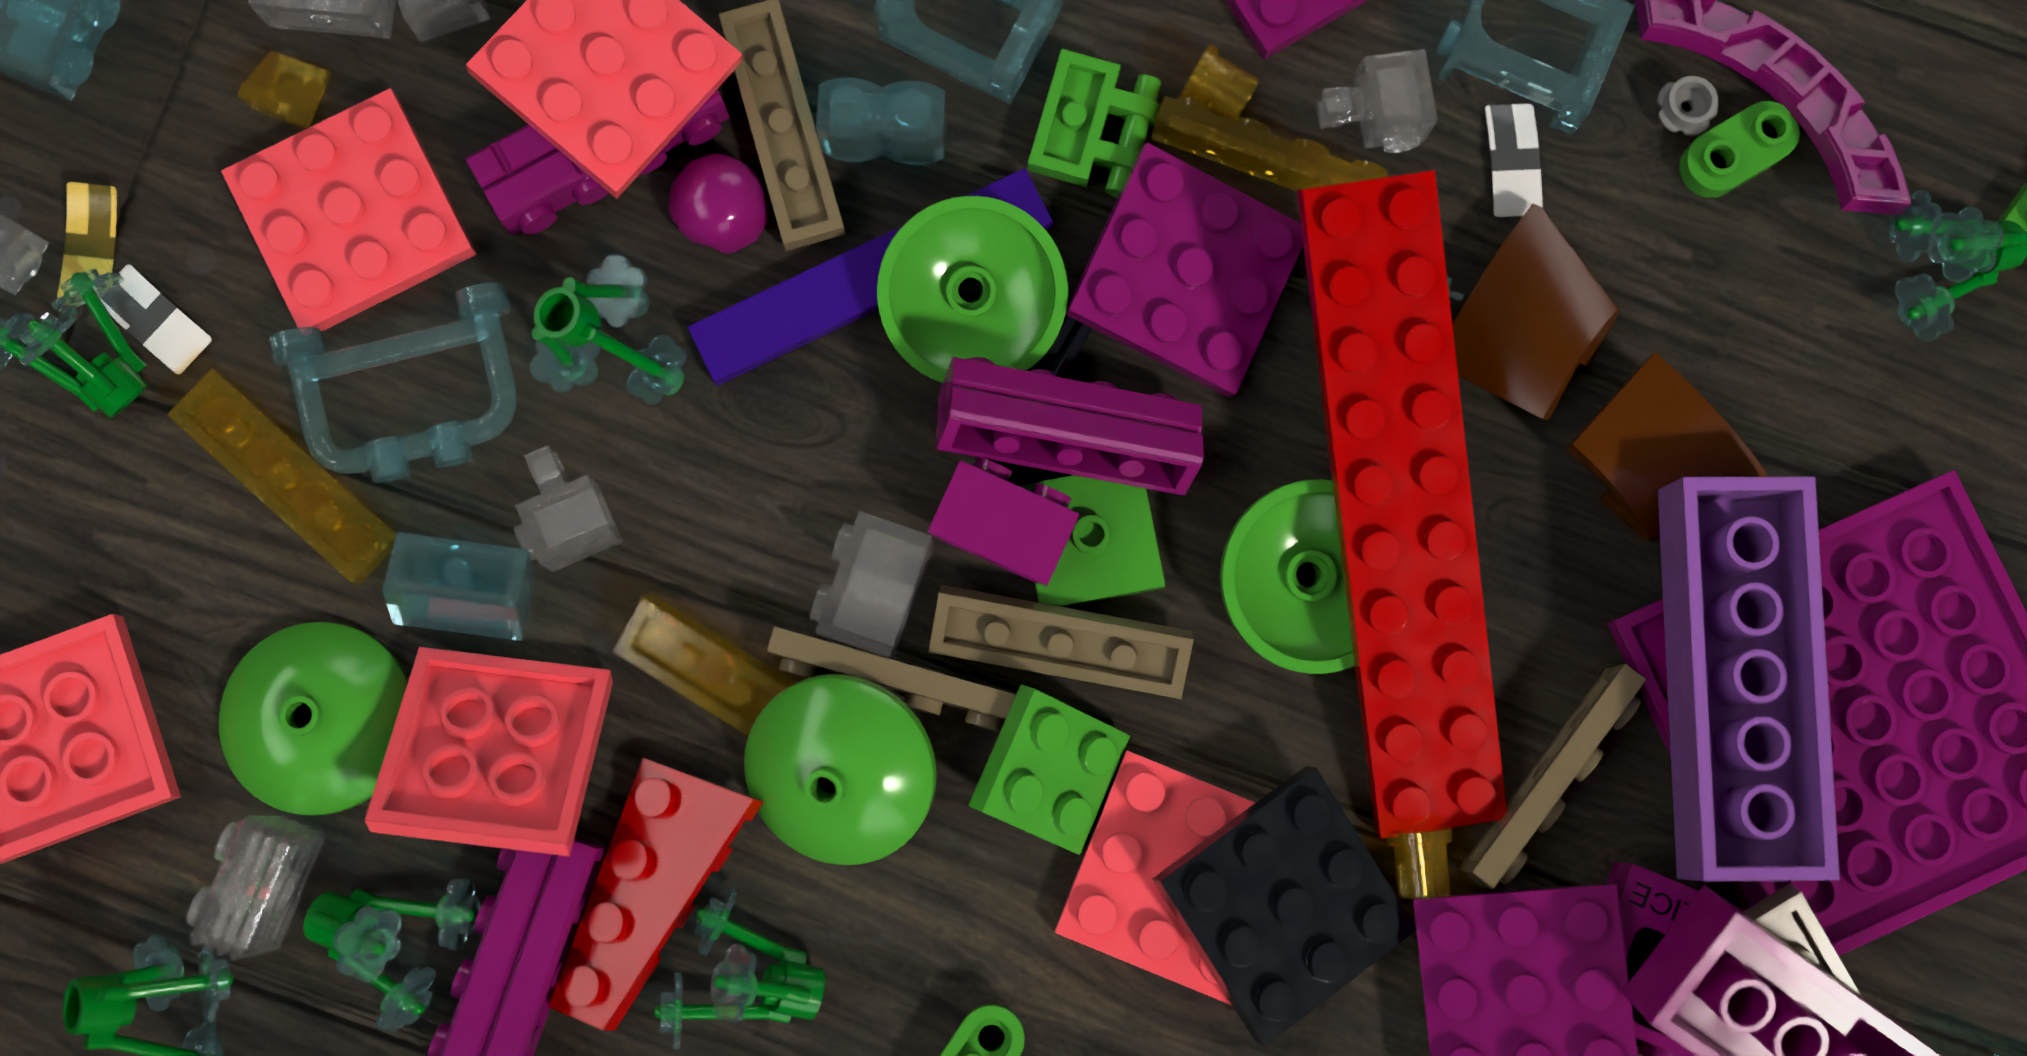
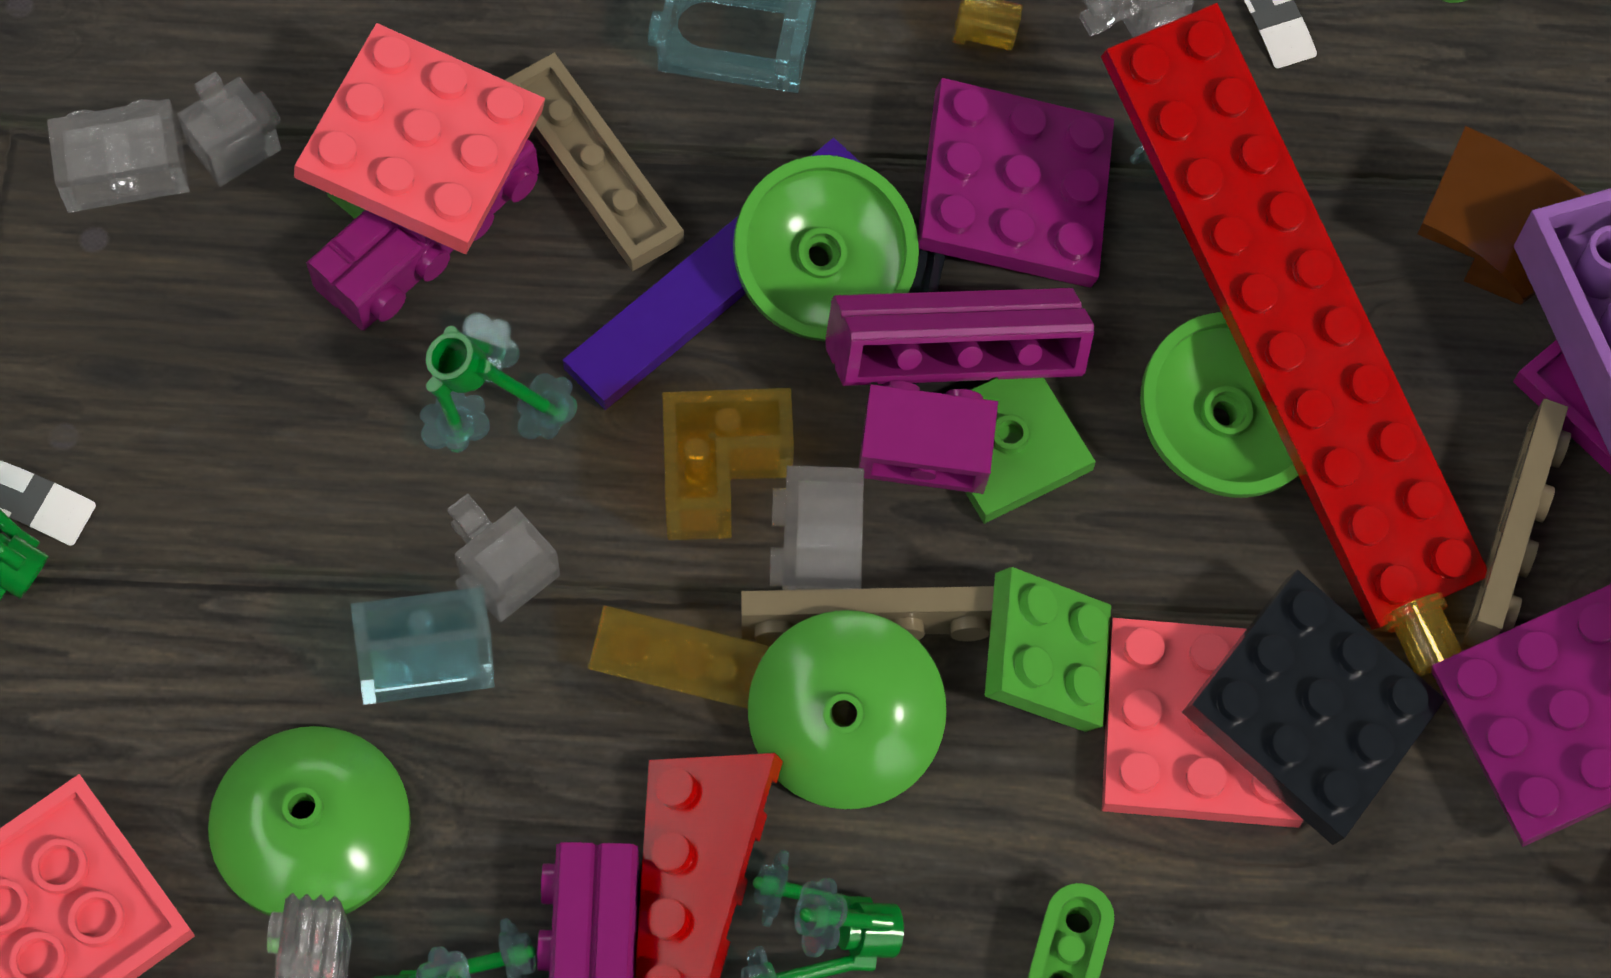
camera: 15 degrees left, 15 degrees down
(284, 477) = (212, 602): clear yellow plate -> none
(285, 89) = (104, 260): clear yellow slope -> none
(348, 212) = (199, 352): coral plate -> none
(448, 442) = (307, 556): clear light blue bar -> none
(491, 752) = (503, 785): coral plate -> none
(719, 203) = (555, 245): magenta hair -> none
(788, 463) = (716, 440): none -> clear yellow brick
(868, 121) = (698, 129): clear light blue brick -> none
(1061, 641) = (1015, 536): dark tan plate -> none
(1076, 115) = (865, 85): bright green plate -> none
(1253, 149) = (1027, 65): clear yellow plate -> none
(1532, 318) = (1347, 134): reddish brown slope -> none

